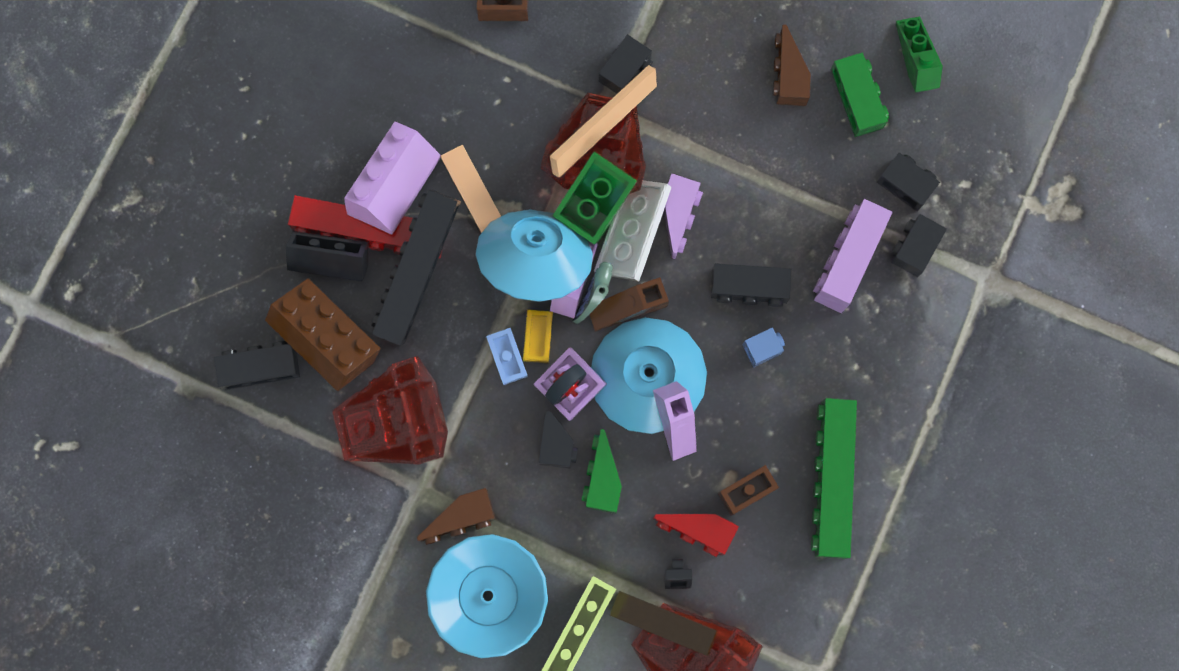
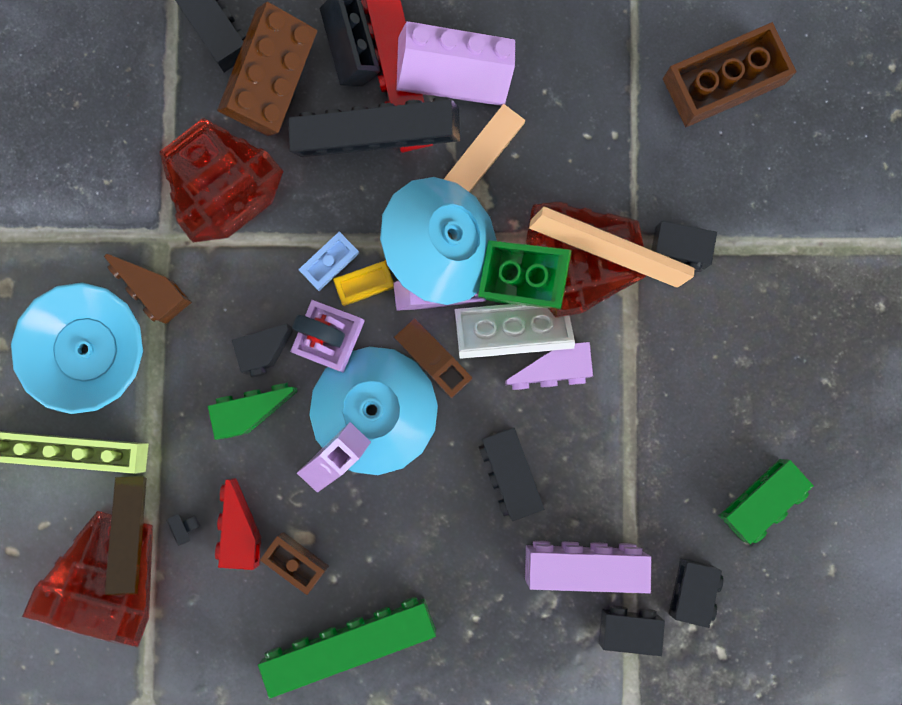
camera: 65 degrees right, 5 degrees up
(595, 292) = (431, 319): sand green arm -> none
(764, 346) = (452, 516): medium blue brick -> none
(793, 74) = (755, 423): reddish brown slope -> none
(919, 55) = (839, 547): green slope -> none

